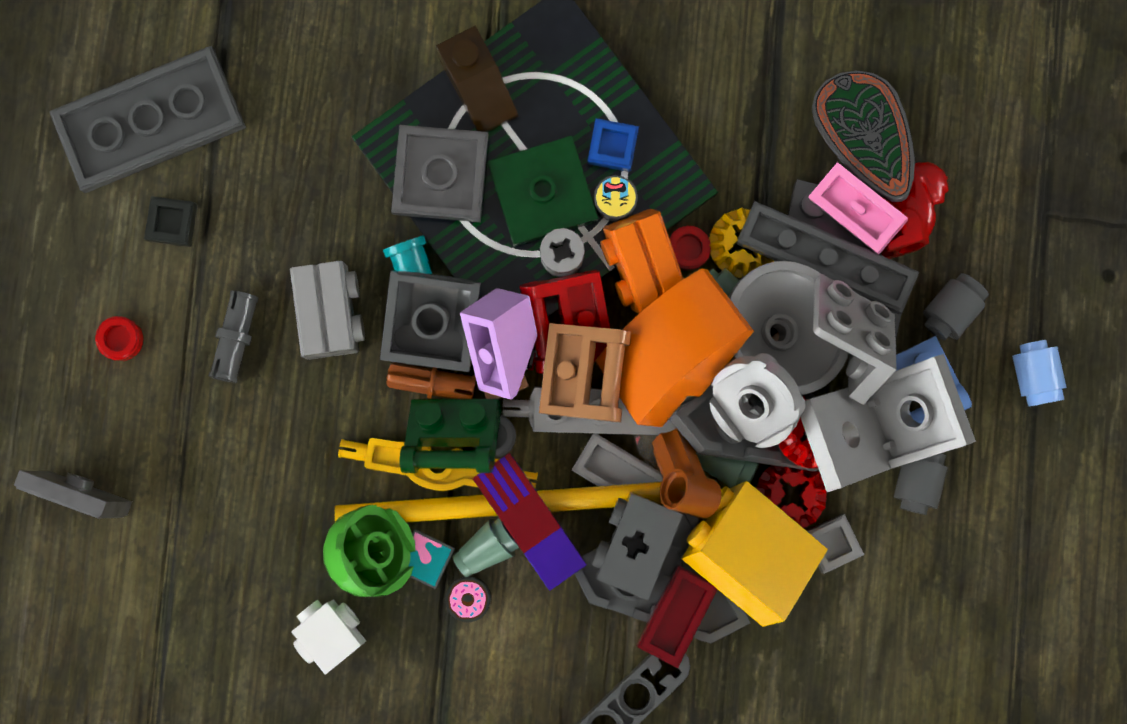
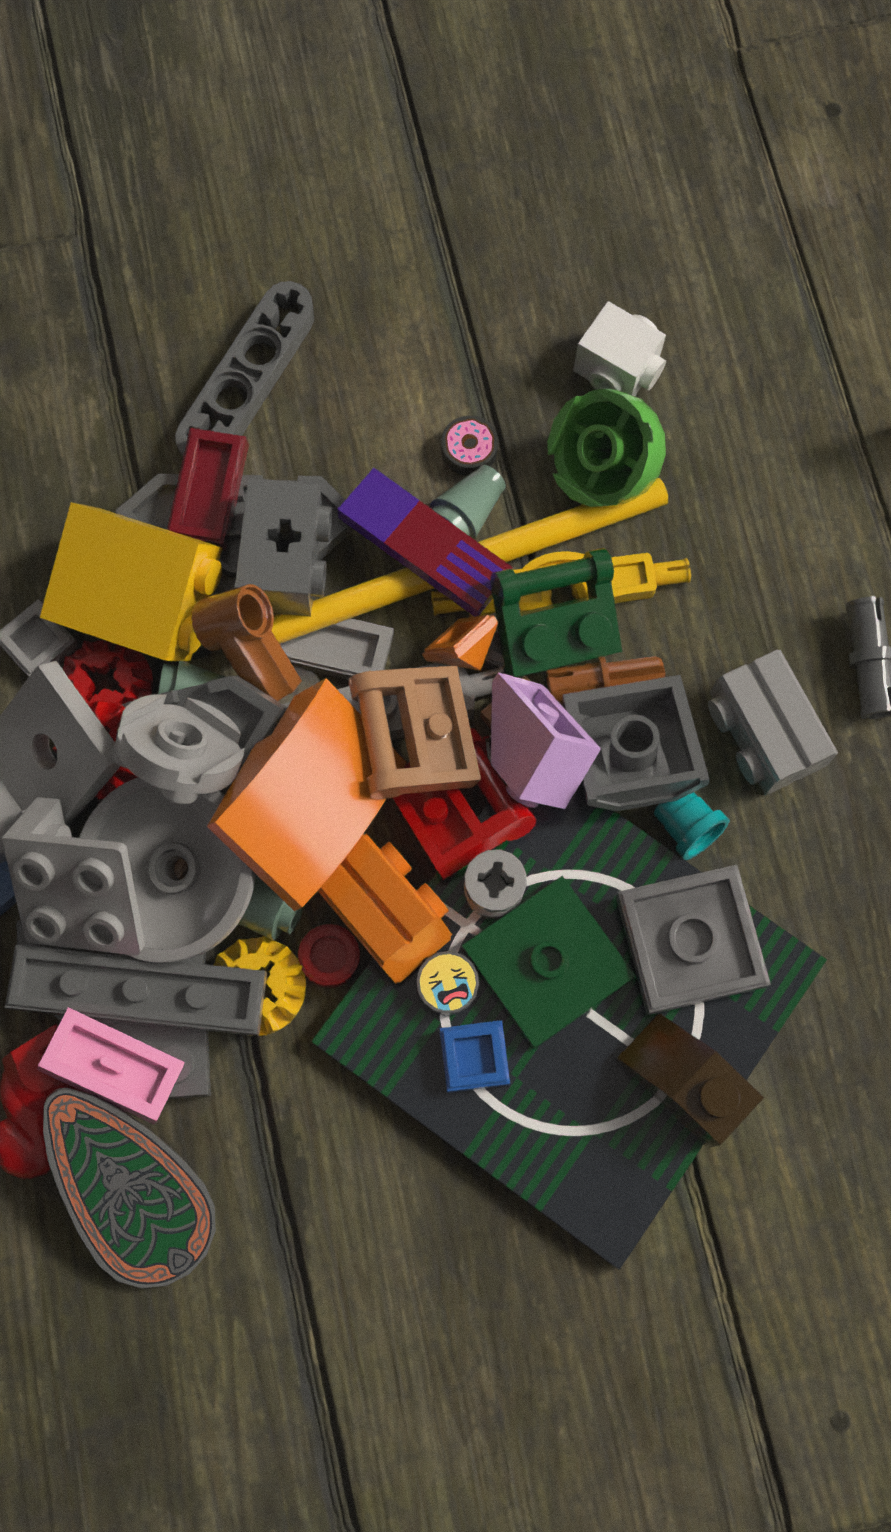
camera: 160 degrees right, 10 degrees down
(429, 559) = (532, 477): tile -> none
(526, 436) = (463, 643): none -> orange slope

